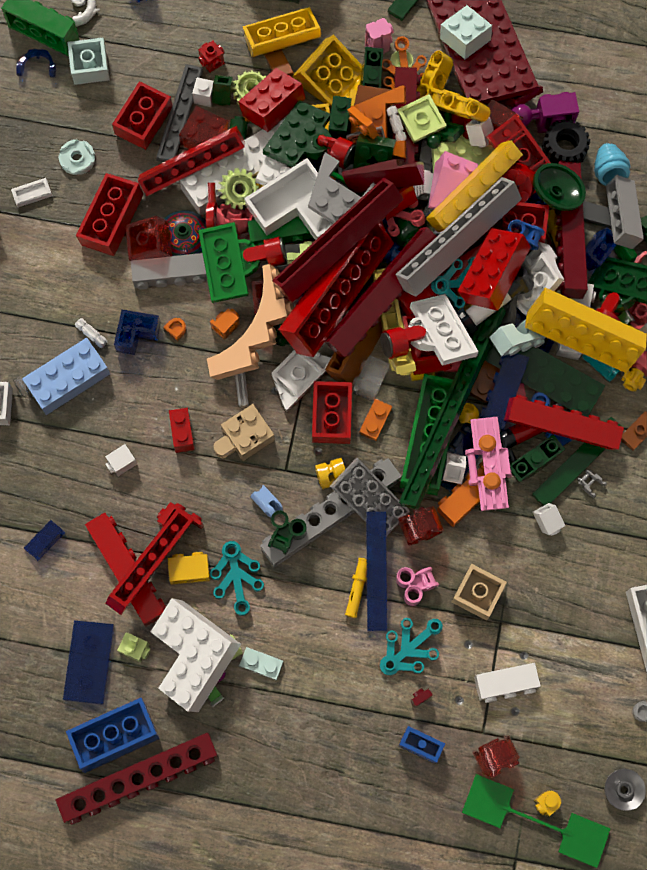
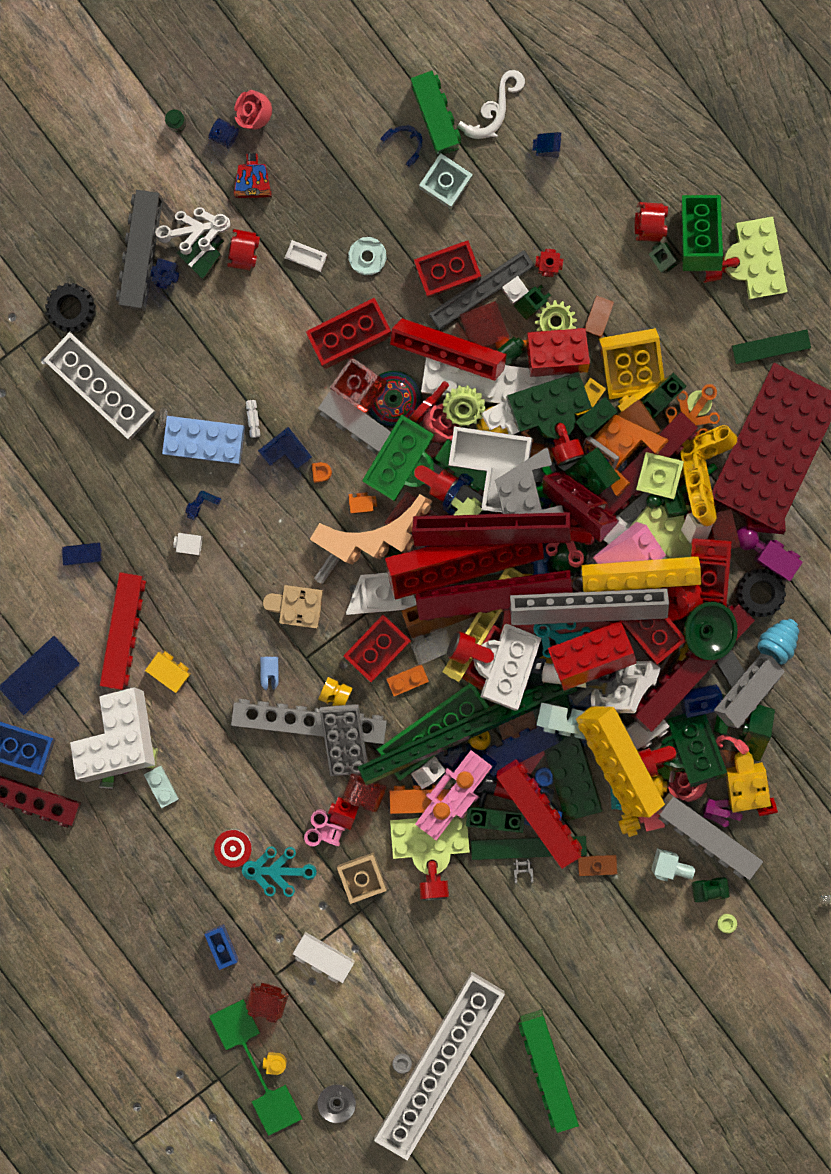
camera: 40 degrees right, 15 degrees up
(102, 431) = (194, 508): none -> clear blue plate
(134, 647) = (79, 695): yellowish green brick -> none
(149, 561) = (141, 645): red brick -> none
(165, 514) = (186, 615): red bracket -> none
(181, 430) = (253, 560): red brick -> none
(235, 575) = (199, 706): teal plant -> none
(281, 32) = (624, 292): yellow brick -> none
(283, 534) = (257, 712): dark green piece -> none
(286, 246) = (464, 479): none -> clear blue piece
(359, 580) = (285, 790): yellow pin -> none
(359, 661) = (233, 848): none -> red tile
(365, 125) = (603, 449): orange plate -> none
(376, 571) = (301, 796): clear blue tile -> none
(379, 35) = (697, 368): bright pink brick -> none
(396, 123) = (635, 462): white axle -> none
(419, 555) = (342, 813): none -> red brick
(421, 696) = (252, 912): dark red plate -> none
(466, 32) = (765, 432): light aqua brick -> none
(509, 528) = (427, 853): none -> yellowish green plate
(528, 231) = (643, 650): blue piece -> none
(549, 519) = (463, 871): white brick -> none

